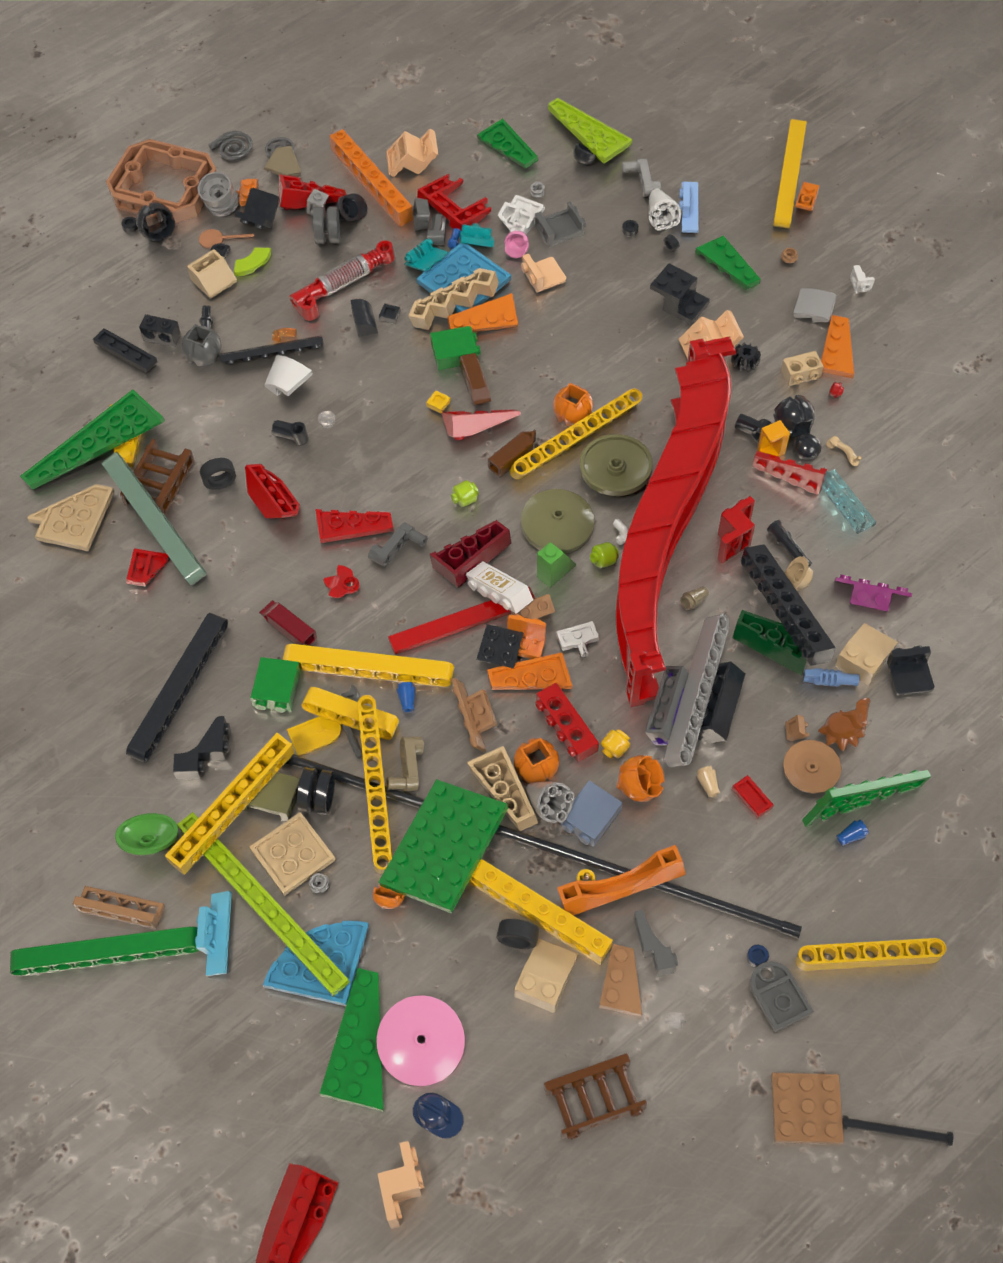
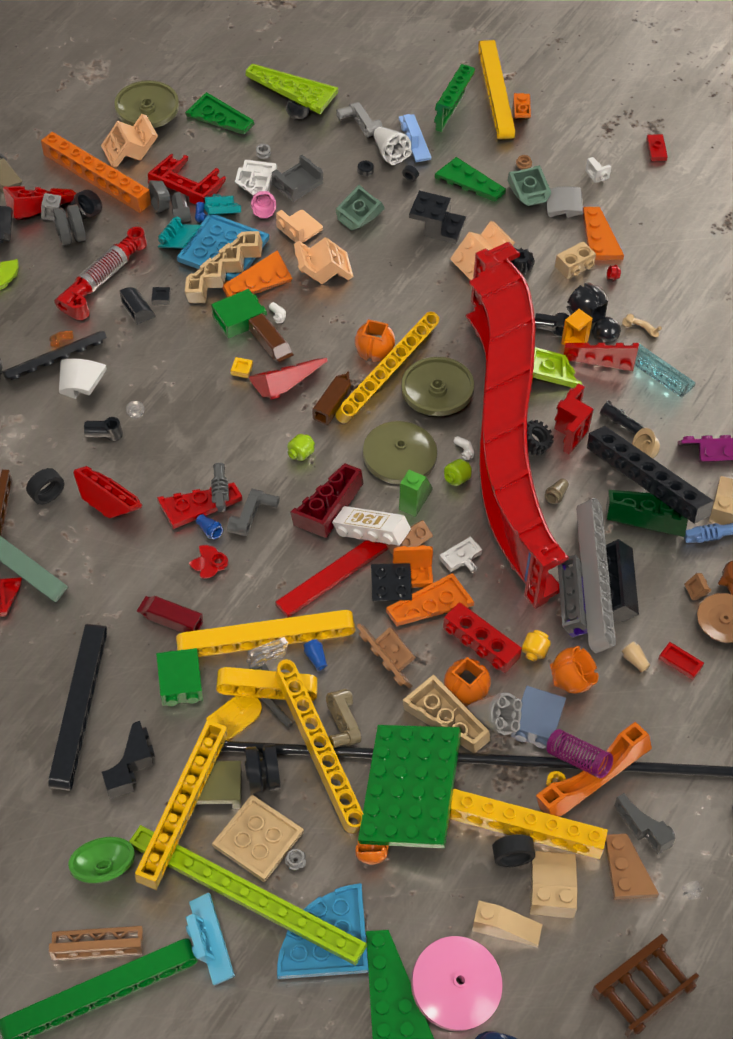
camera: 20 degrees left, 5 degrees down
(354, 550) = (209, 526): none -> blue cone
(364, 682) = (267, 652): none -> clear plate
(373, 514) = (219, 487): none -> dark grey hinge
(445, 115) = (147, 98): none -> olive dish
(487, 1000) = (506, 924): none -> tan slope
(494, 355) = (280, 313): none -> white arm
(552, 313) = (323, 260): none -> light nougat bracket
(606, 268) = (358, 209): none -> sand green slope
(624, 871) = (596, 762): none -> magenta piece
(700, 536) = (543, 436): none -> black tyre
(734, 472) = (553, 368): none -> lime wing
(740, 172) = (452, 95): none -> green bracket
(784, 281) = (529, 185): none -> sand green slope
(932, 268) = (657, 147): none -> red plate

